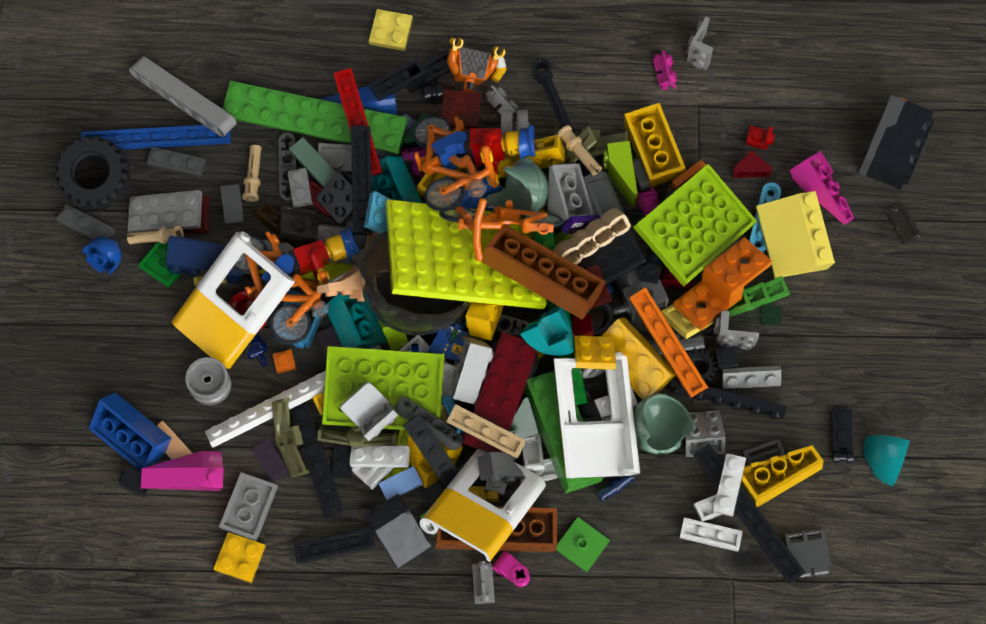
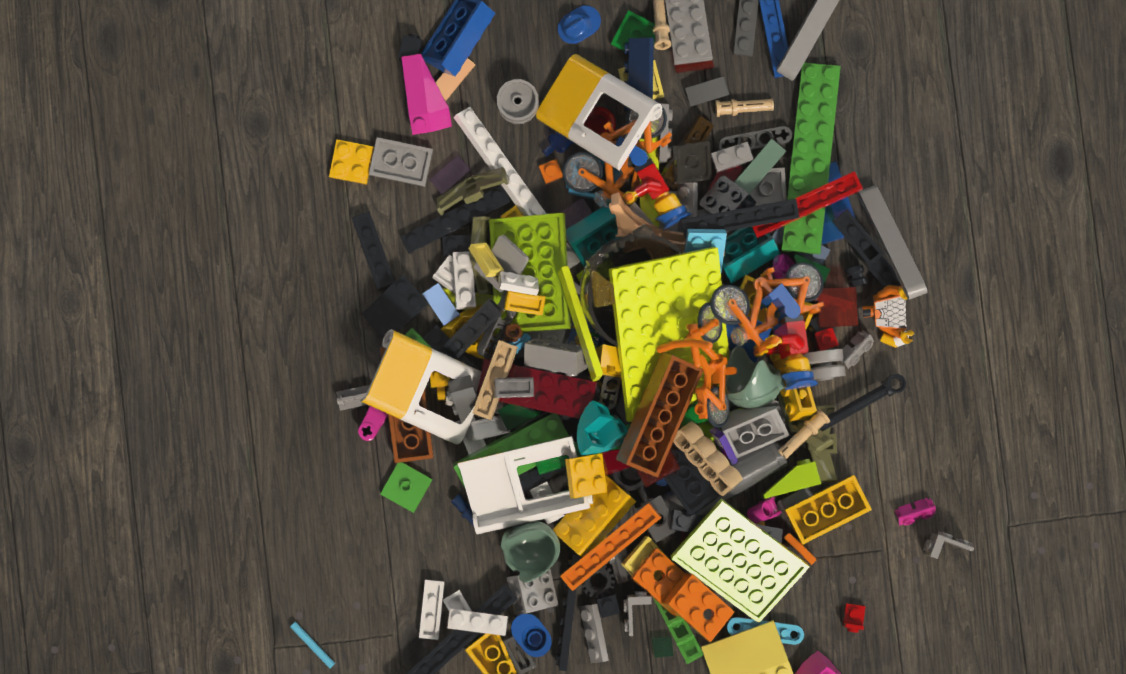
camera: 80 degrees right, 15 degrees up
(143, 316) = (579, 24): none -> blue piece
(362, 426) = (486, 259): none -> light yellow tile
(390, 30) = (923, 221): light yellow plate -> none
(391, 395) = (518, 283): none -> white plate
(407, 49) = (892, 242): none -> light grey beam
(412, 302) = (602, 290): none -> clear yellow tile
(412, 393) = (524, 303): none -> yellow tile
(437, 407) = (512, 337): none -> reddish brown plate
(441, 337) = (580, 323): none -> neon yellow tile
(490, 121) = (826, 339): none -> red bracket
(496, 412) = (513, 387): none -> flat silver tile
(747, 435) = (531, 635): none -> blue piece
(752, 167) = (818, 612): dark red slope -> none

